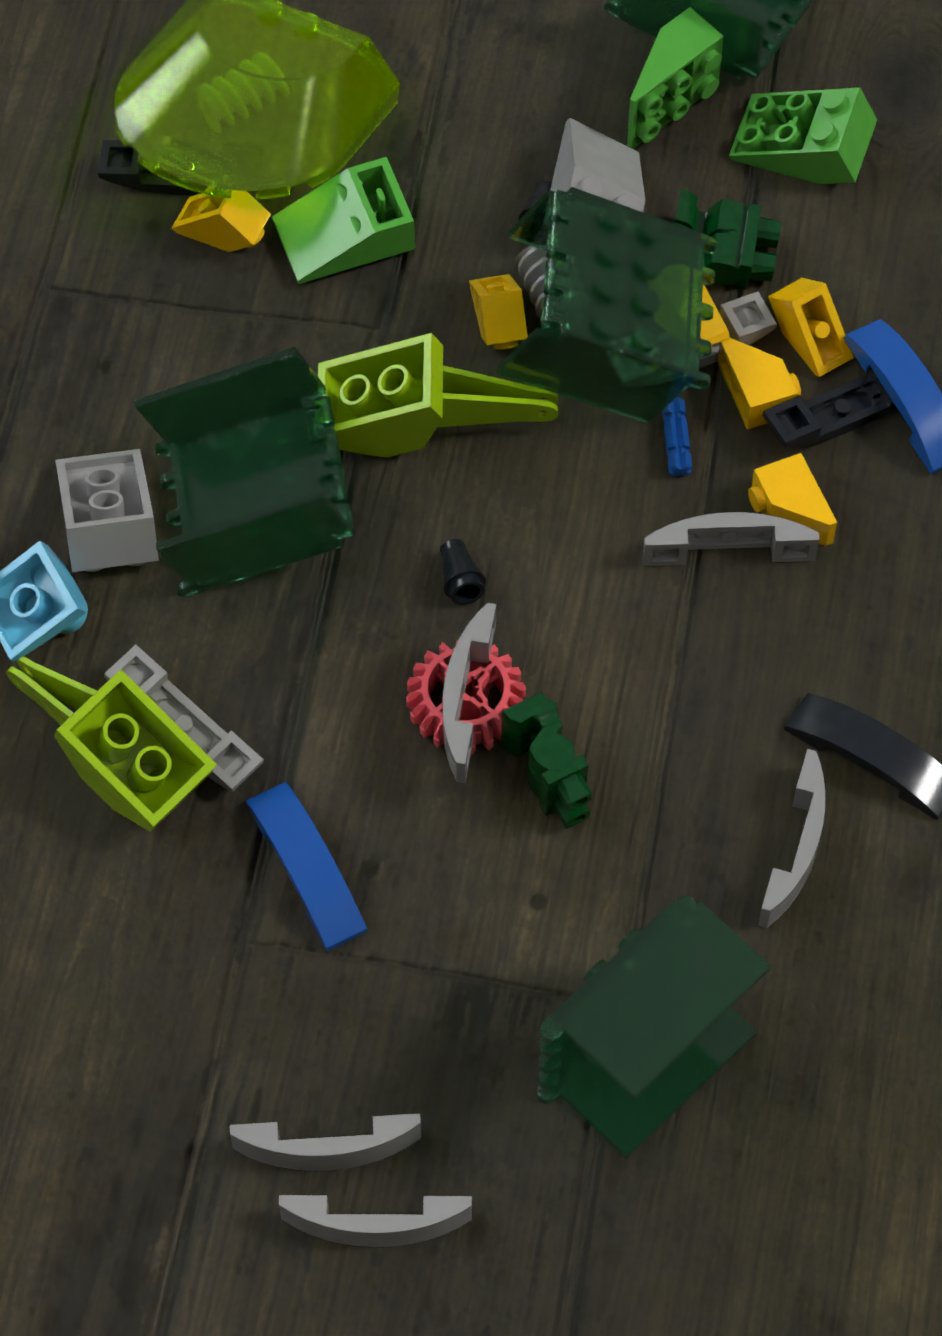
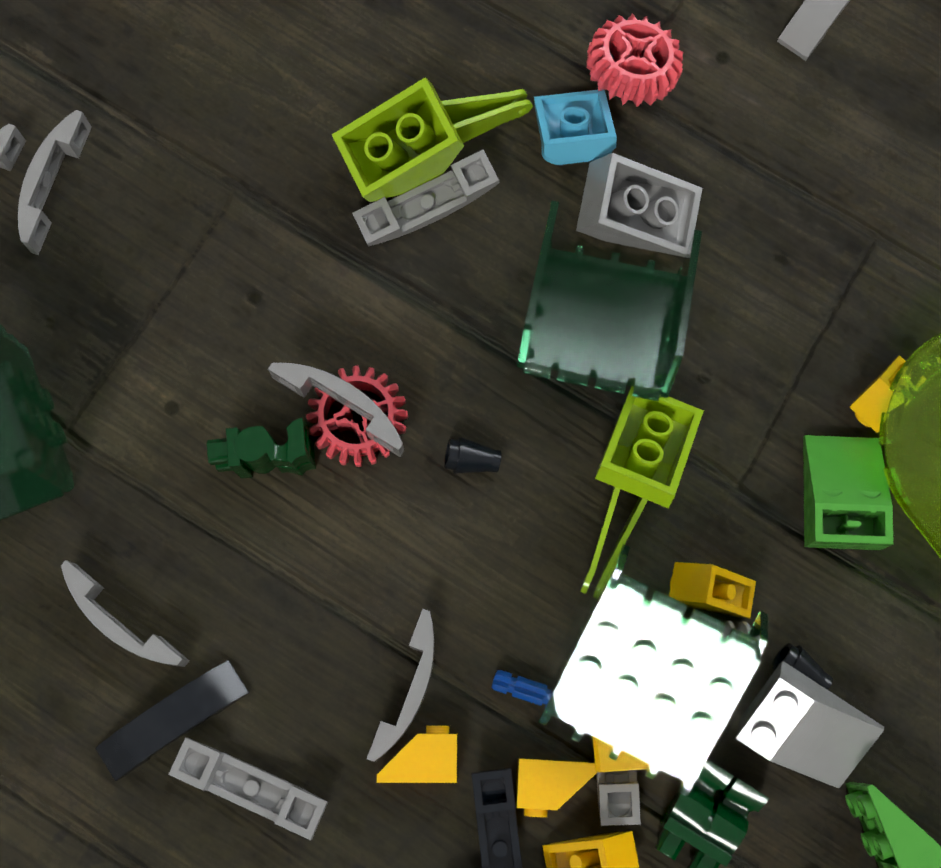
camera: 110 degrees right, 15 degrees up
(308, 865) = (275, 245): blue slope -> none
(901, 643) = (249, 787): none -> light grey slope

